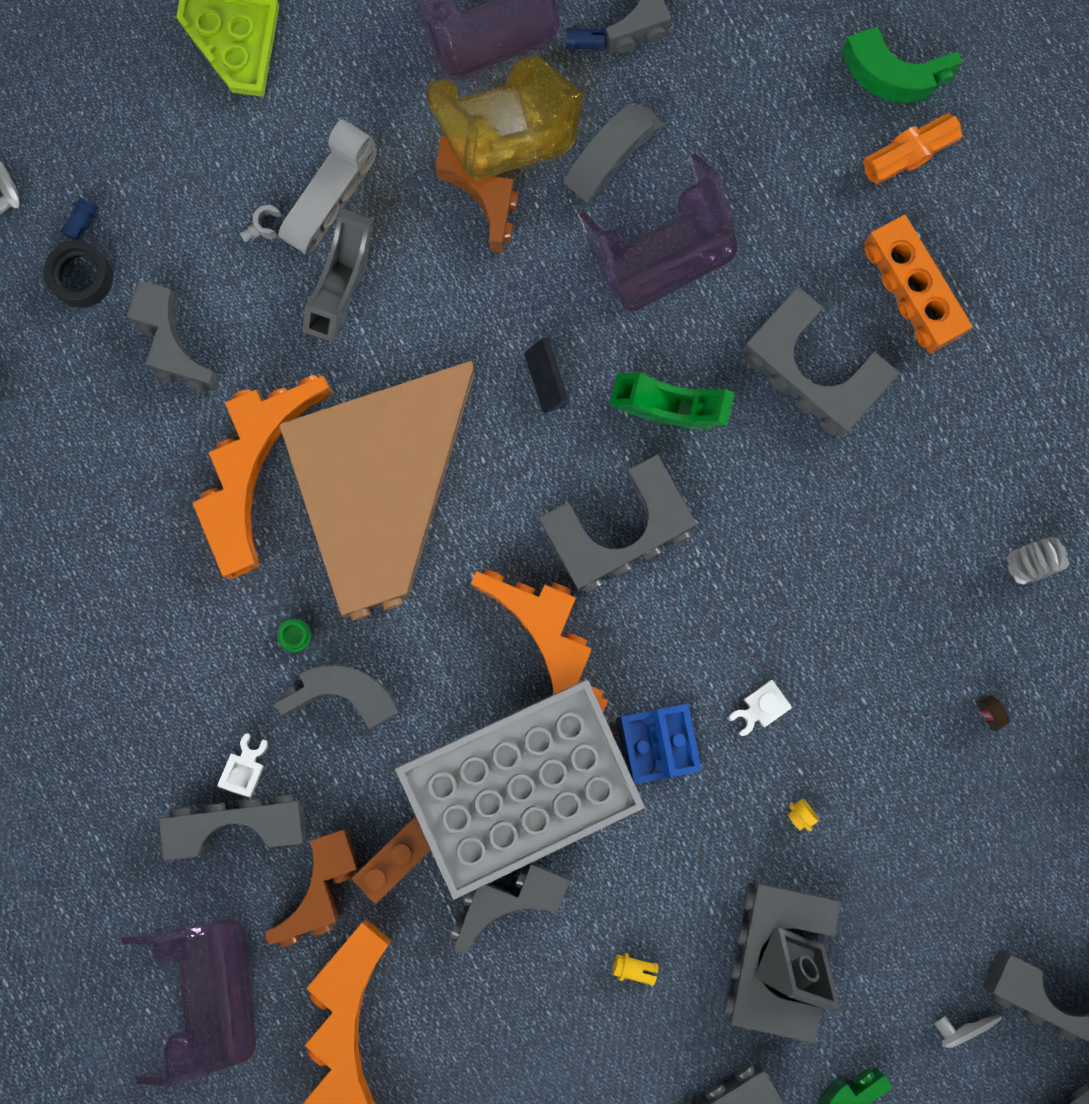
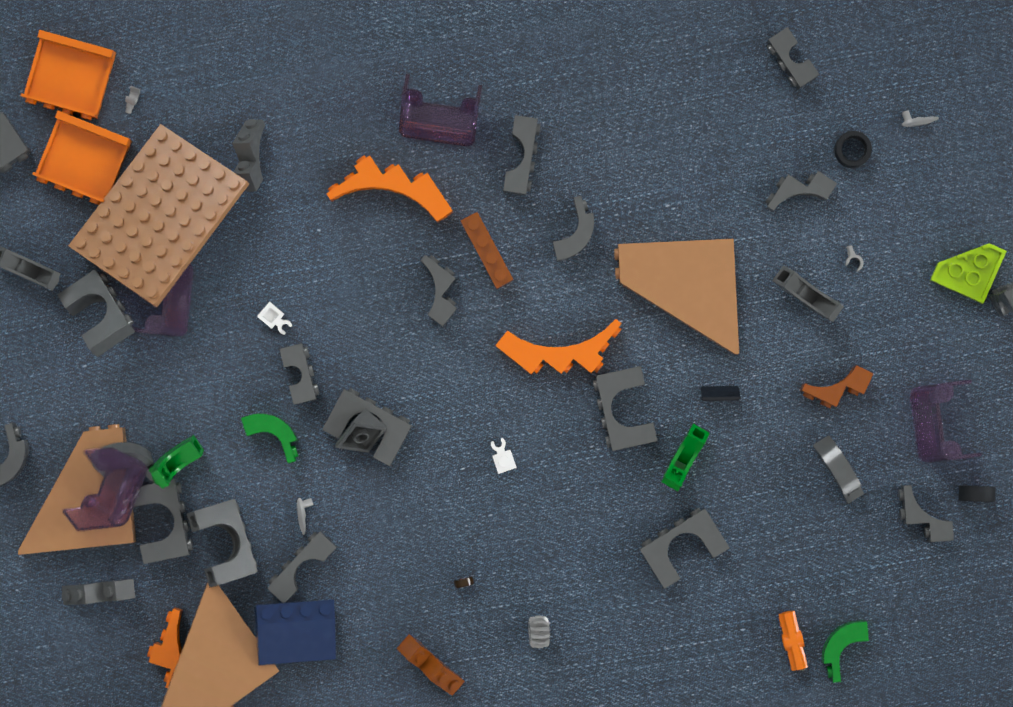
camera: 110 degrees right, 5 degrees up
(79, 219) = (885, 157): dark blue pin -> none
(227, 512) = (738, 227): orange arch -> none
(242, 771) = (550, 167): white plate -> none
(294, 635) = (615, 215): green plate -> none
(330, 188) = (862, 303): light grey beam -> none
(333, 858) = (489, 204): dark orange arch -> none
(509, 124) = (871, 414): clear yellow windscreen -> none
(519, 788) = (498, 313): light grey plate -> none
(585, 39) = (911, 473): dark blue pin -> none
(633, 969) = (385, 347): yellow pin -> none
(659, 744) = (499, 396): blue slope -> none
(673, 253) = (771, 484): clear purple windscreen -> none
(802, 815) = (439, 462): yellow plate -> none
(918, 266) = (742, 615): orange brick -> none

